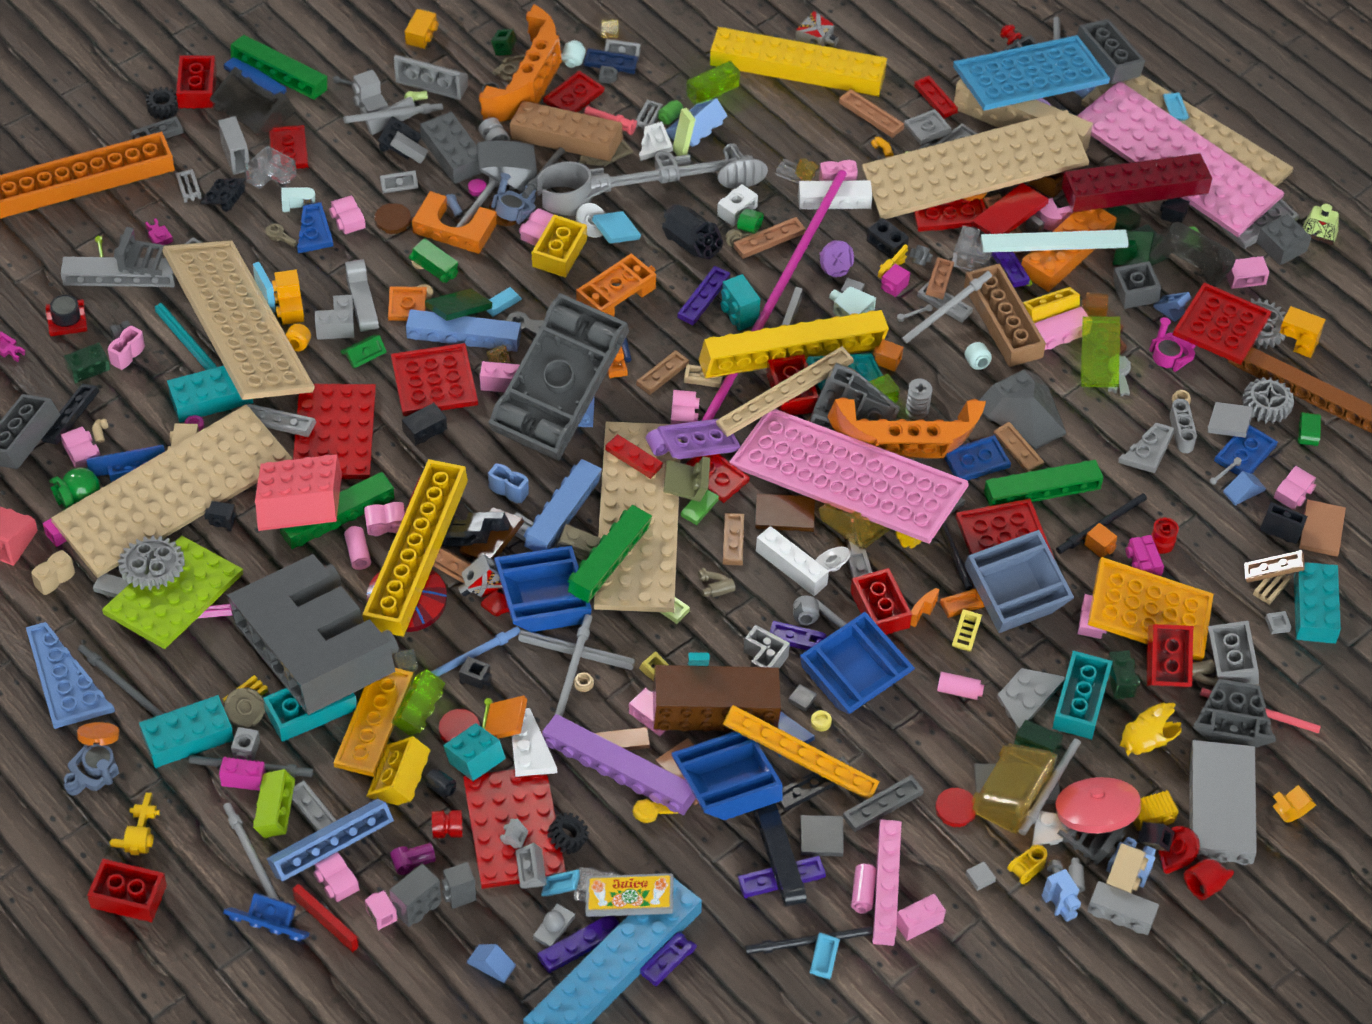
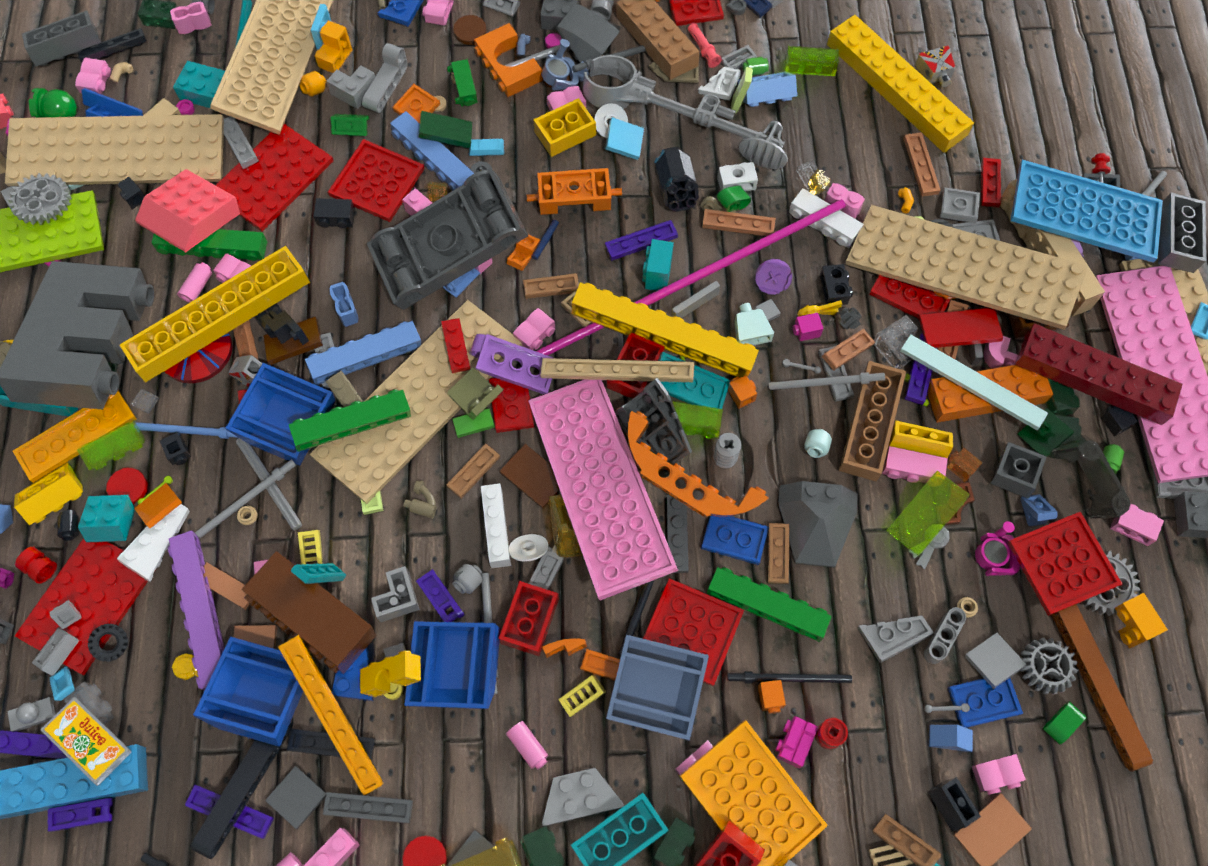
camera: 40 degrees right, 15 degrees up
(806, 712) = (399, 669): none -> yellow arch

